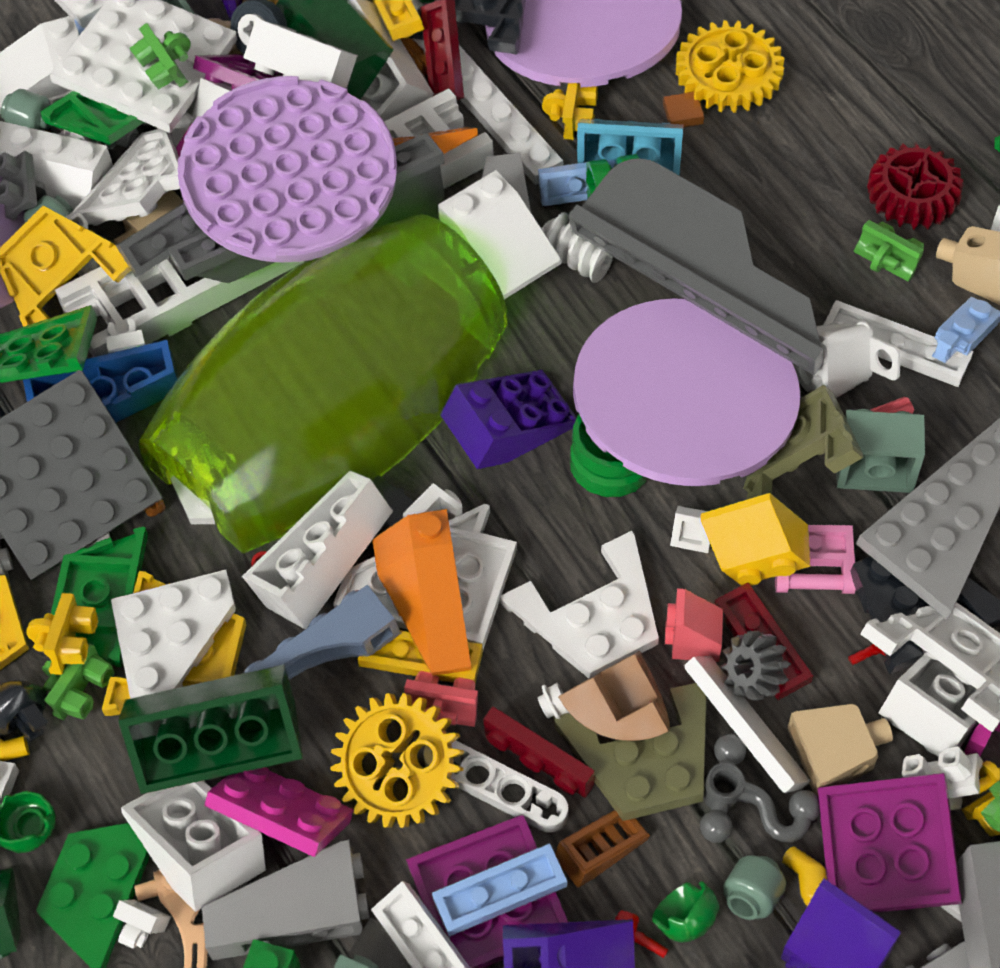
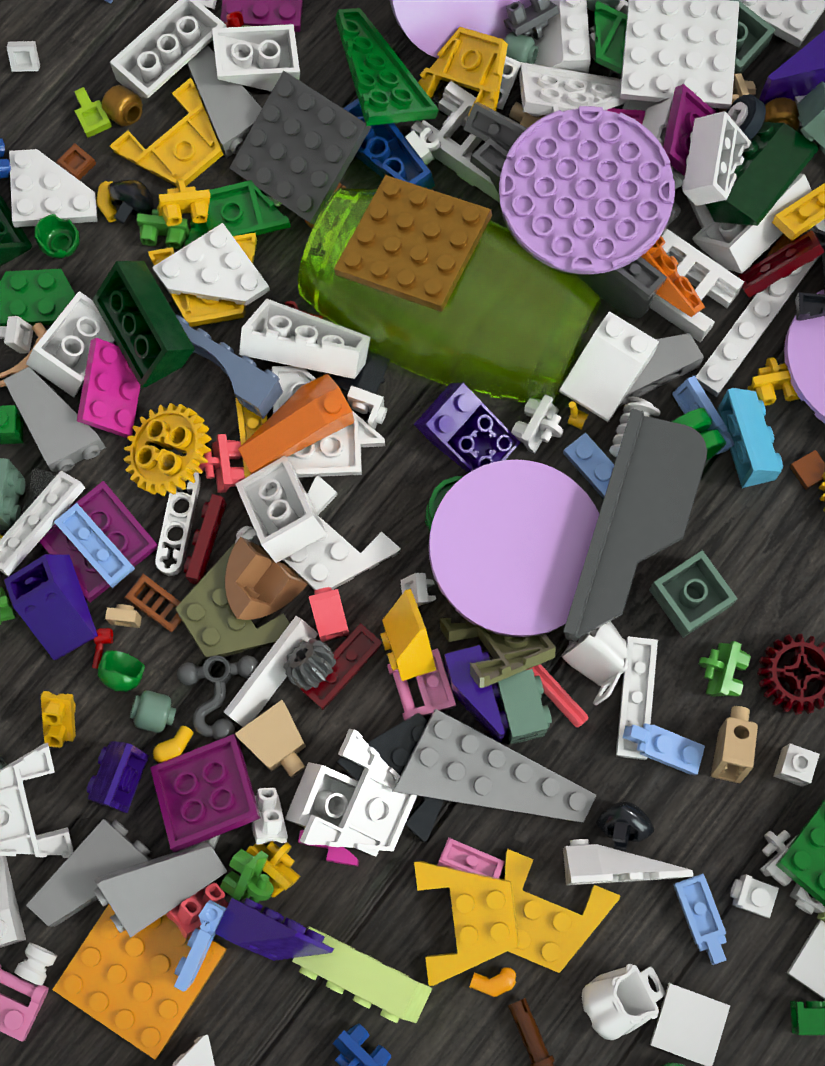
camera: 70 degrees right, 15 degrees up
(150, 47) = (674, 62): bright green hips -> none
(276, 348) = (413, 243): none -> pearl gold plate
(516, 331) = (541, 426): none -> white hips
(535, 641) = (280, 509): none -> white slope
(536, 298) = (577, 416): none -> yellow hand
(603, 301) = (590, 462): none -> light blue plate
(608, 888) = (123, 616): none -> tan plate
(796, 246) = (692, 594): none -> sand green brick
(851, 494) = (478, 701): none -> dark purple slope

